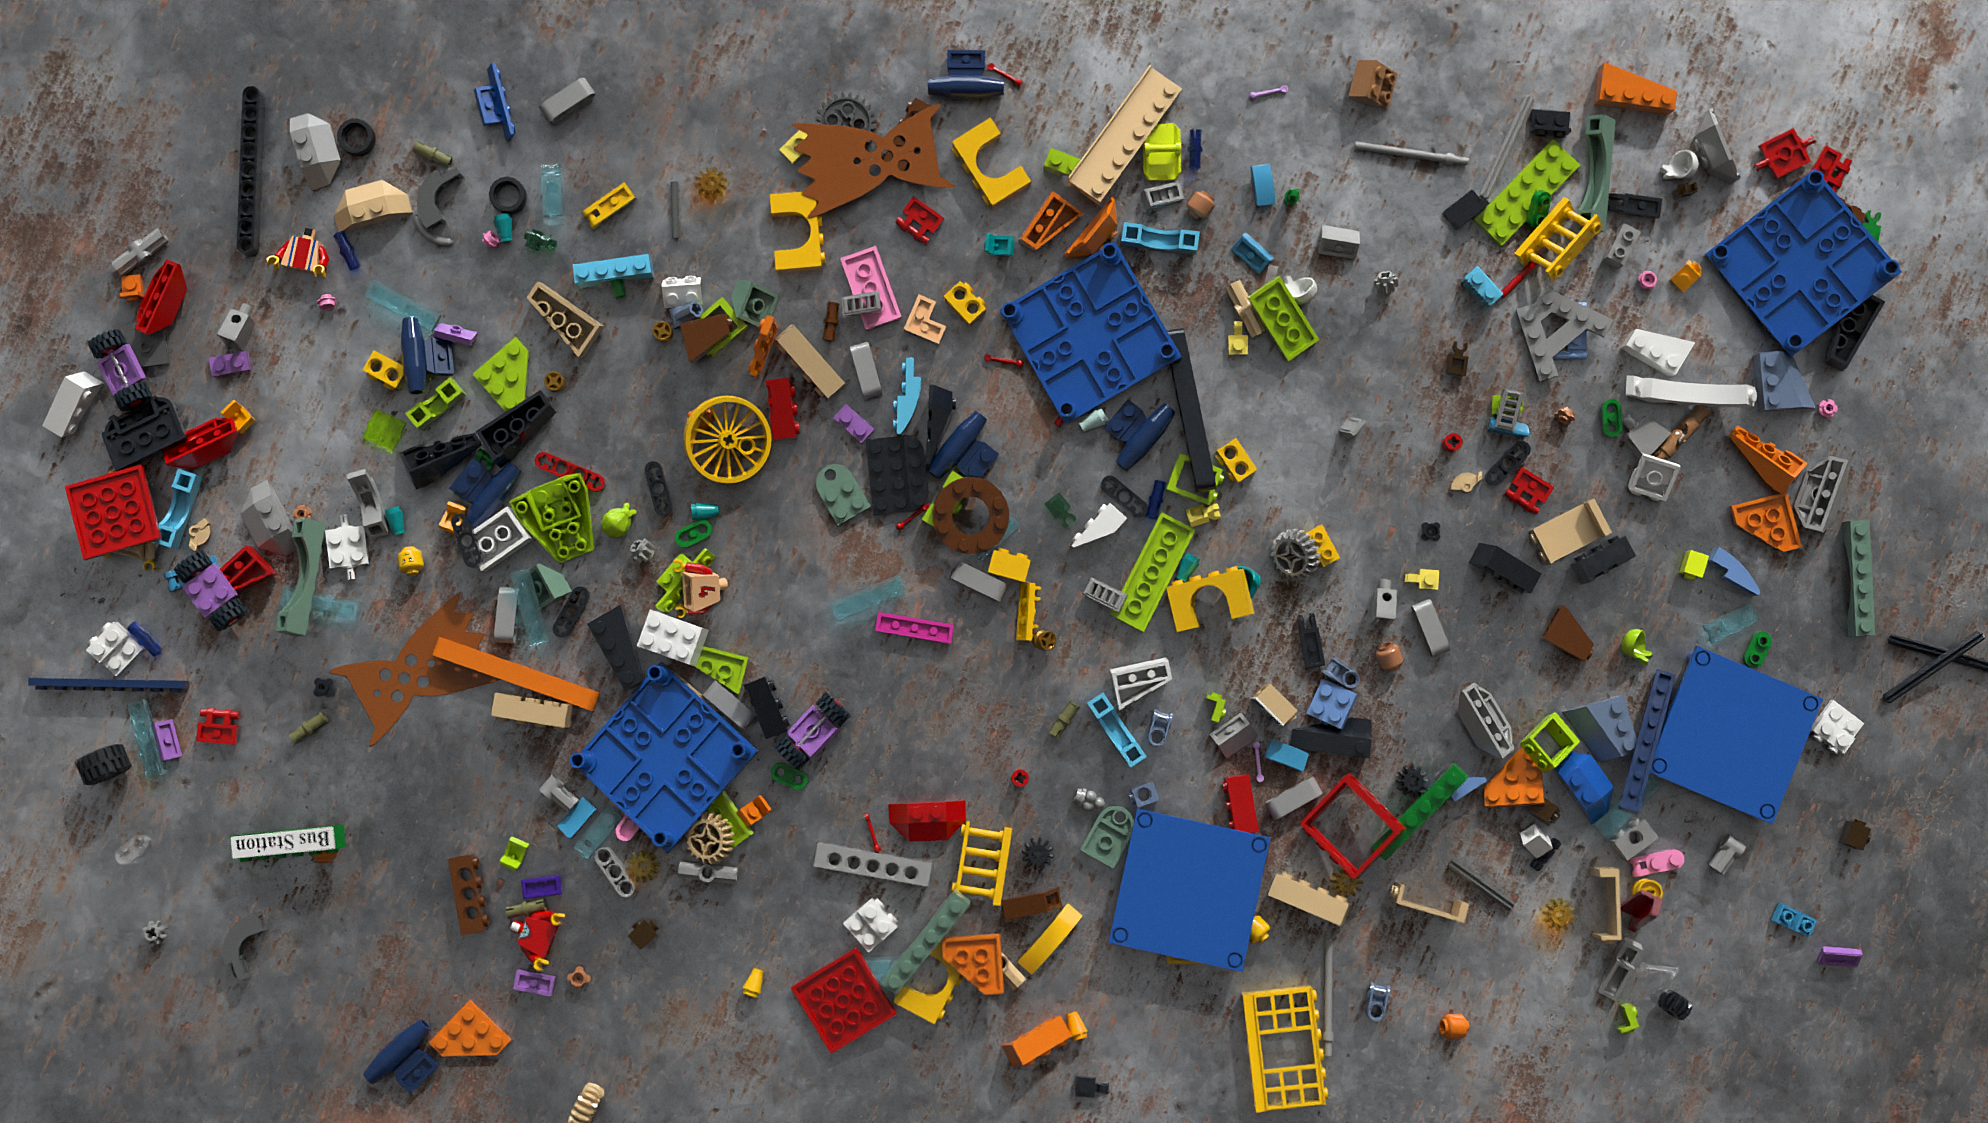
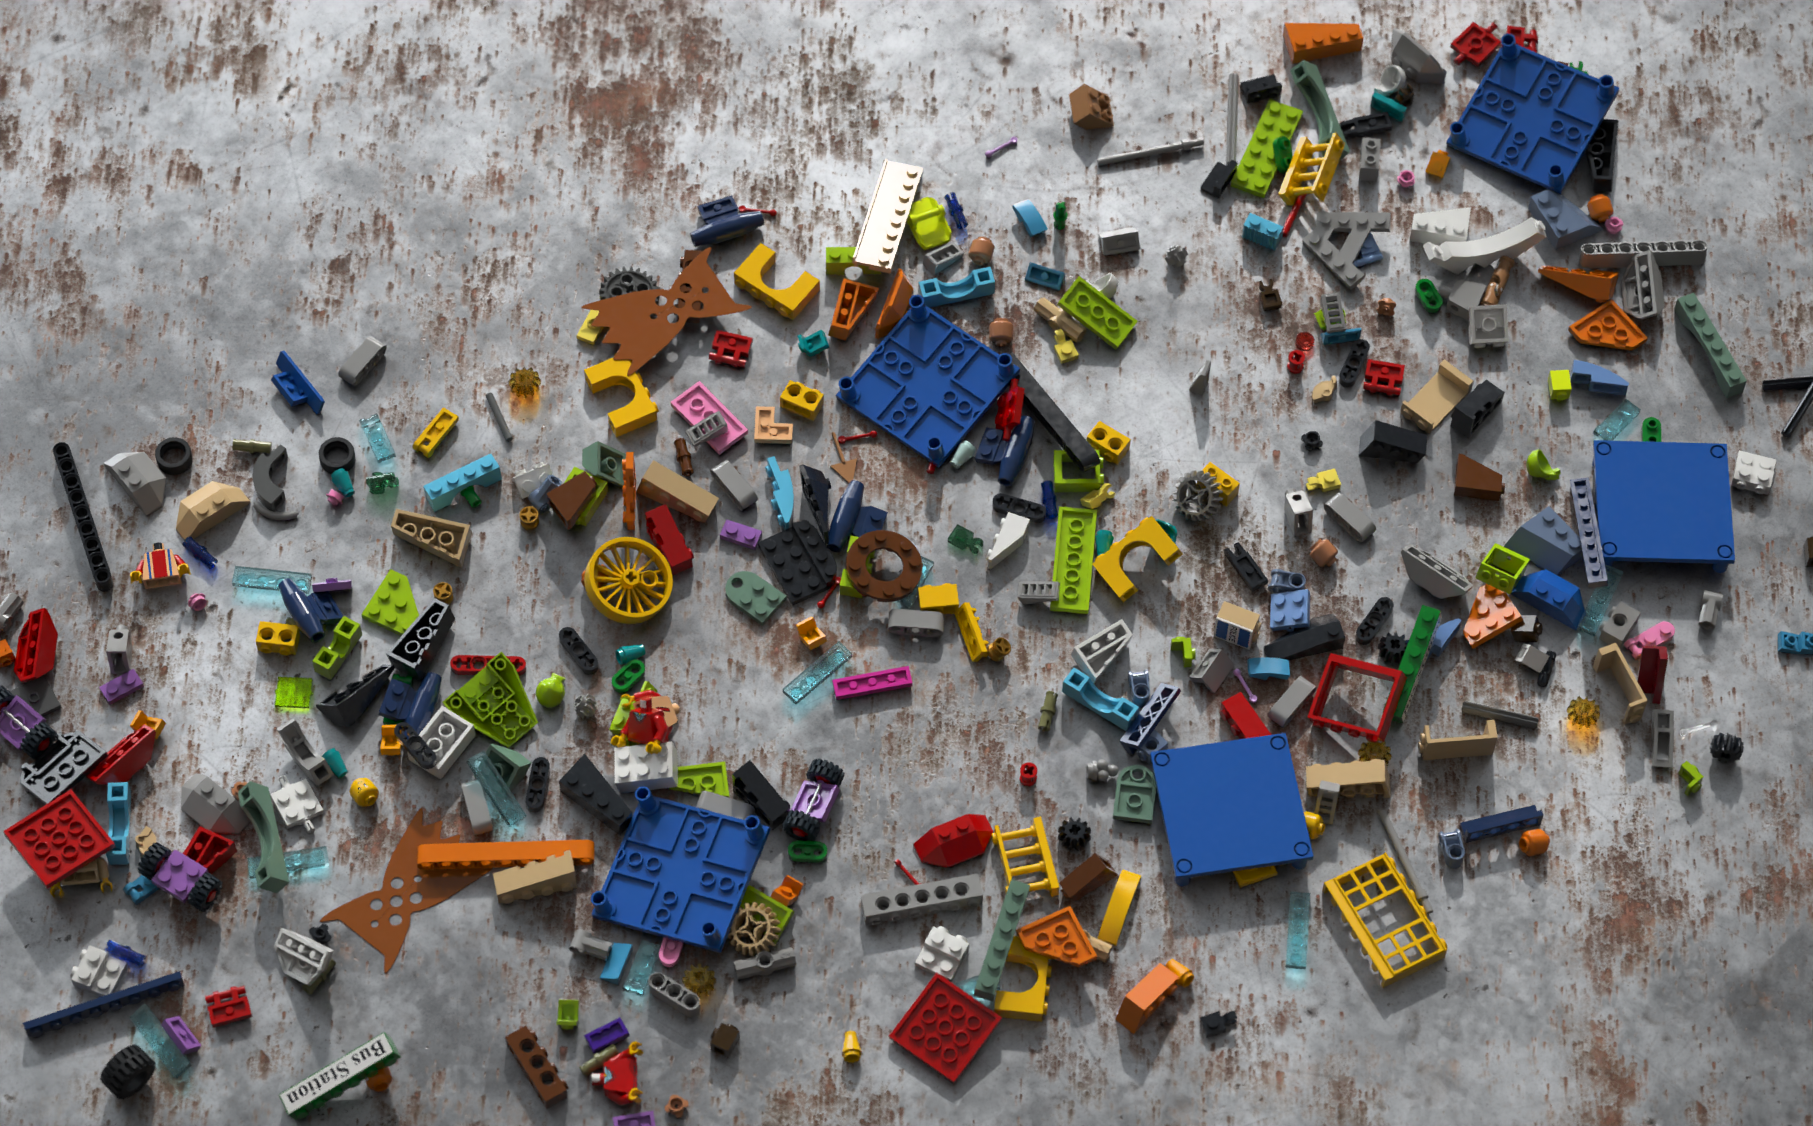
camera: 20 degrees left, 25 degrees down
(298, 707) = (301, 956): none -> white wedge
(683, 605) = (644, 726): none -> red torso
(877, 556) = (810, 633): none -> light orange bracket
(978, 389) = (846, 468): none -> medium nougat piece
(1152, 764) = (1149, 717): none -> dark blue fence
(1155, 394) = (1009, 409): none -> red plate
(1183, 301) = (1001, 331): none -> nougat head
(1200, 1027) = (1297, 930): none -> clear light blue plate
(1281, 914) = (1327, 790): none -> light grey slope
(1415, 731) = (1374, 612): none -> black beam
(1432, 993) = (1501, 823): none -> dark blue fence
(1470, 421) = (1304, 341): none -> clear red tile
(1666, 192) = (1388, 105): none -> teal plate
(1822, 386) = (1600, 208): none -> orange head
(1833, 447) = (1665, 253): none -> light grey beam

